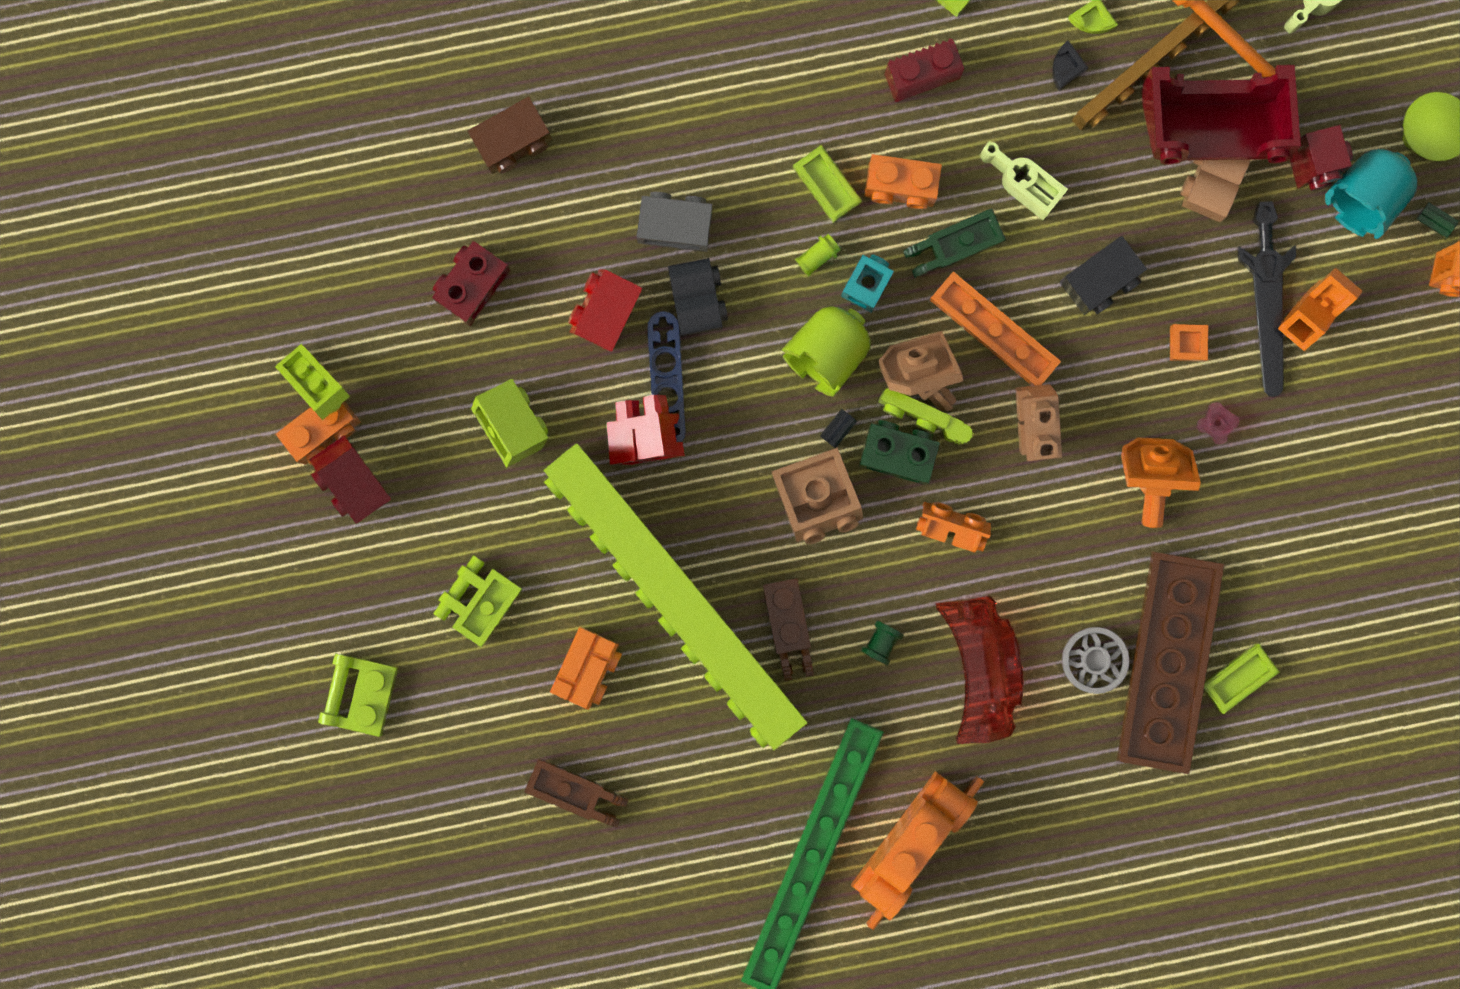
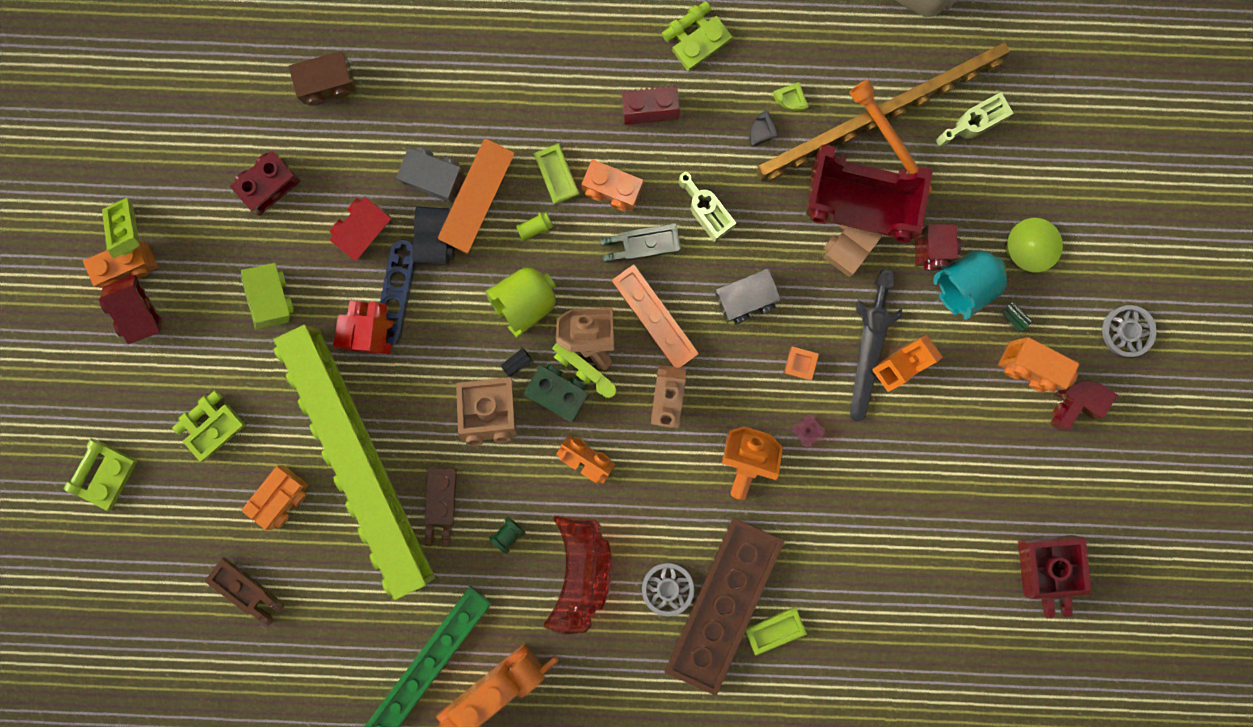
camera: 20 degrees right, 0 degrees up
(739, 235) = (475, 196): none -> orange panel
(867, 267) = (555, 256): teal brick -> none

